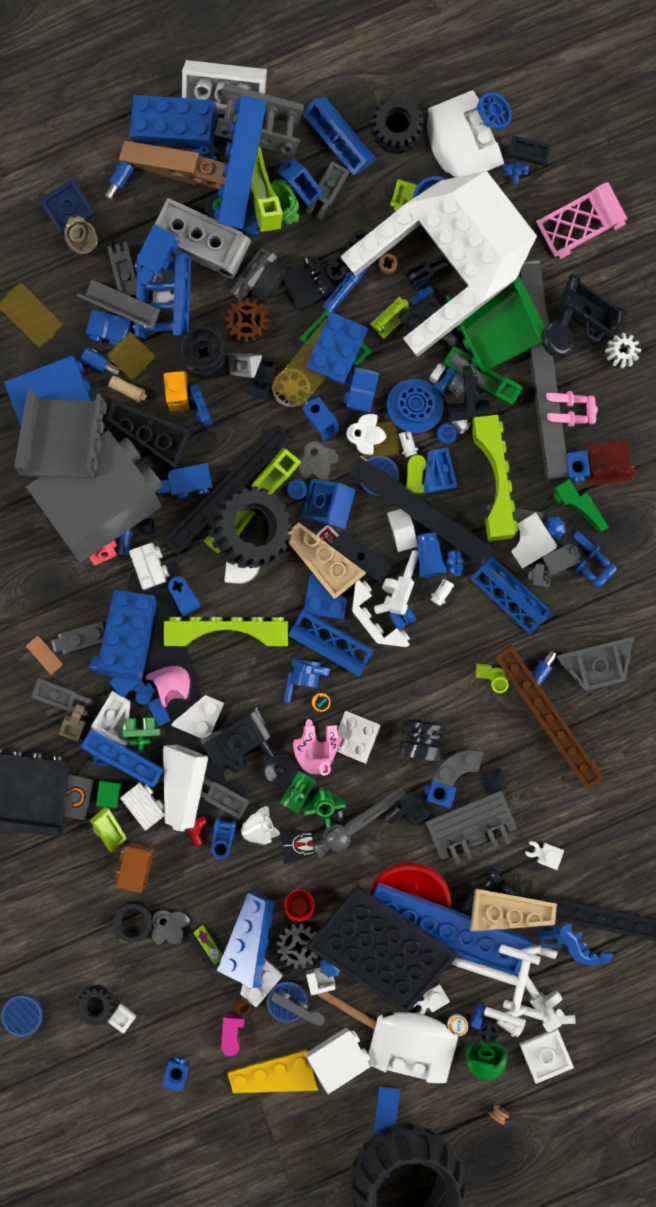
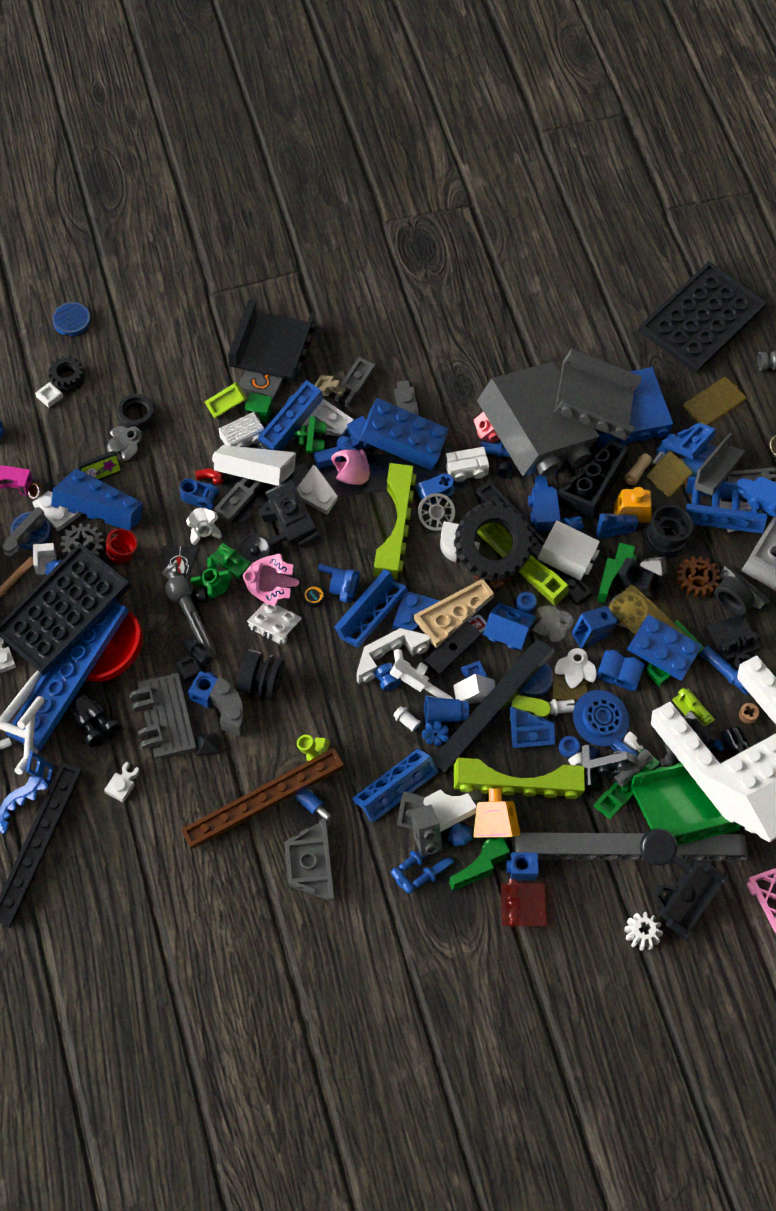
camera: 100 degrees right, 25 degrees down
(44, 655) = (395, 375): nougat sticker -> none
(95, 335) = (691, 441): none -> blue wing
(135, 866) = (187, 415): dark orange brick -> none
(206, 452) = (575, 523): none -> blue hose
(210, 591) = (436, 511): none -> light grey wheel
(236, 396) = (612, 569): none -> green slope
(238, 451) = (569, 550): none -> white brick
(381, 532) = (474, 668): none -> blue tile
(505, 911) = (73, 725): tan wing -> none
(540, 494) = (496, 817): none -> torso
(570, 418) = (595, 868): bright pink piece -> none

